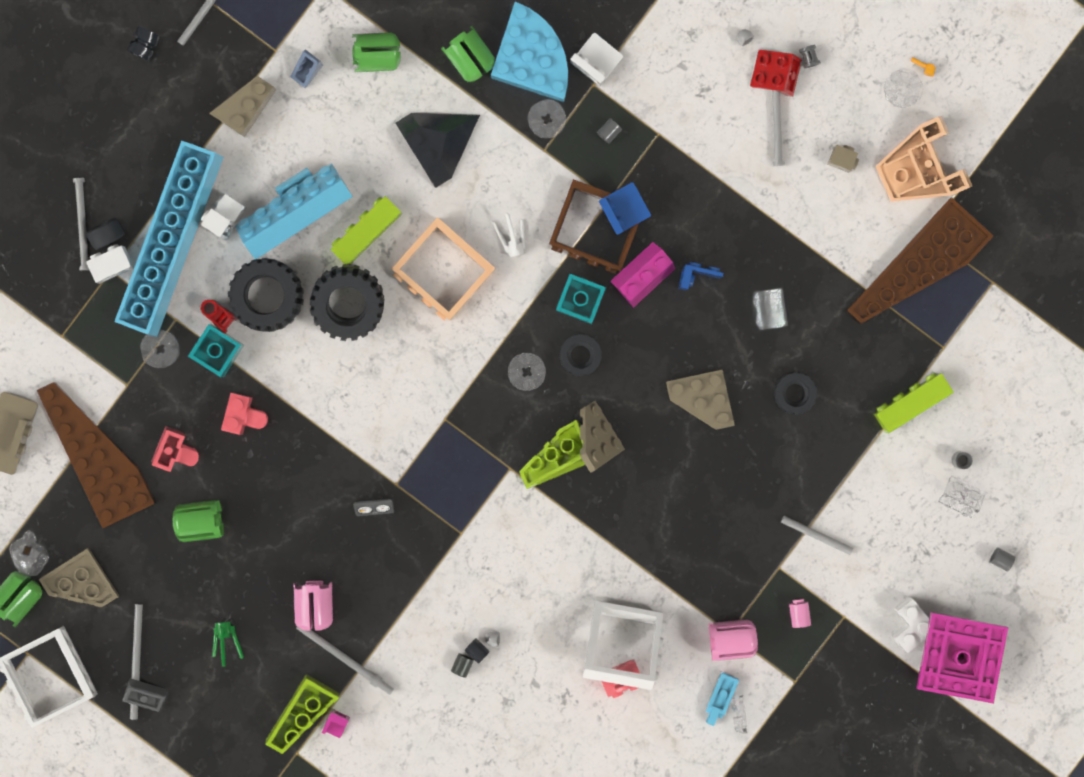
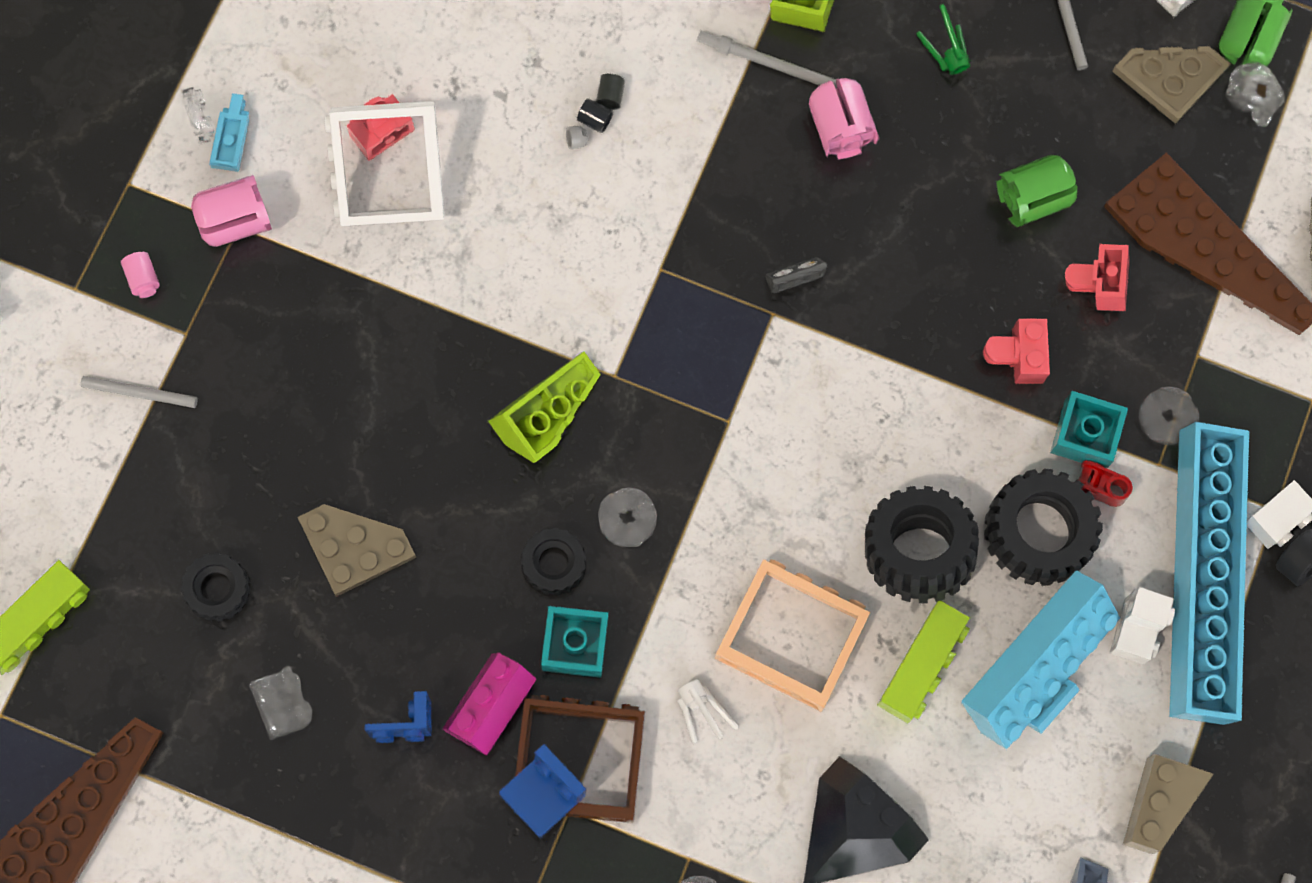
camera: 155 degrees right, 15 degrees down
(598, 438) = (496, 443): dark tan plate -> none

